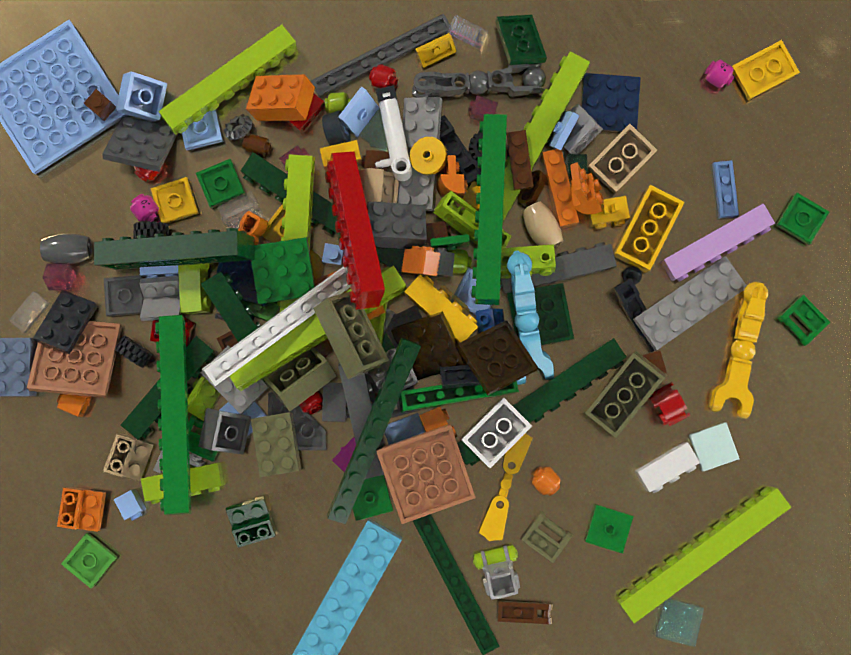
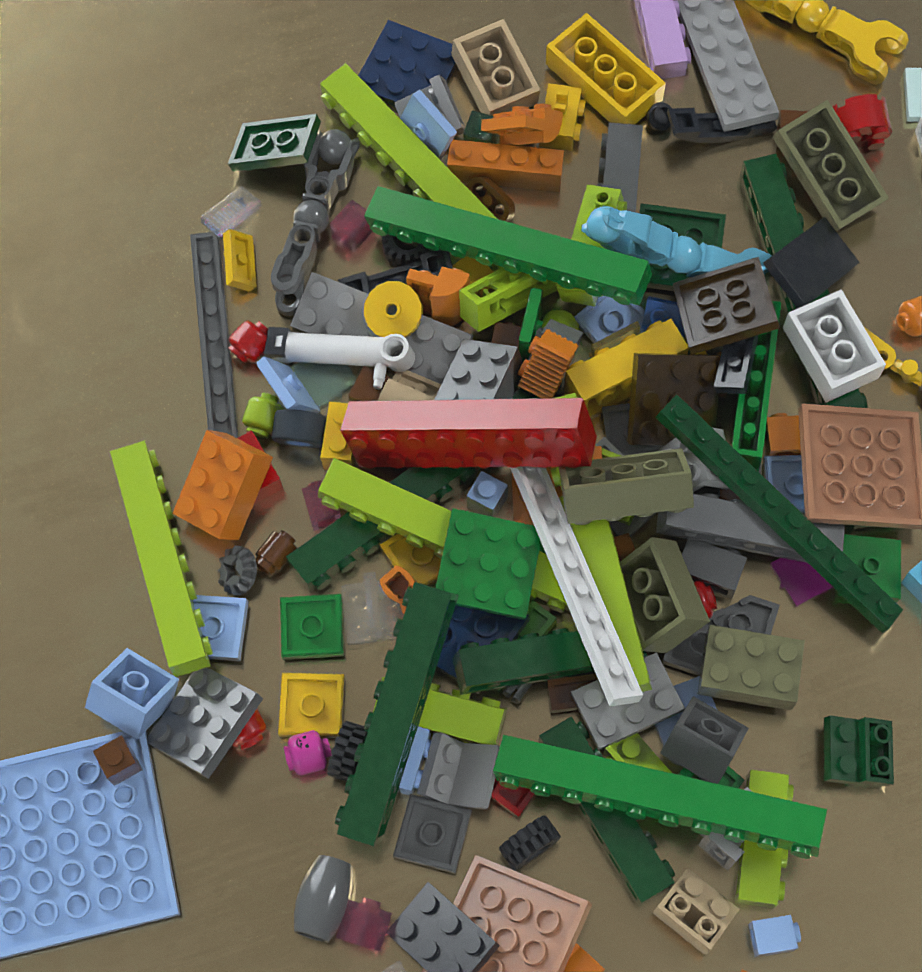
camera: 70 degrees left, 15 degrees down
(519, 160) = (450, 192): reddish brown plate -> none
(542, 225) = (550, 201): tan piece -> none
(552, 402) = (811, 263): none -> black tile

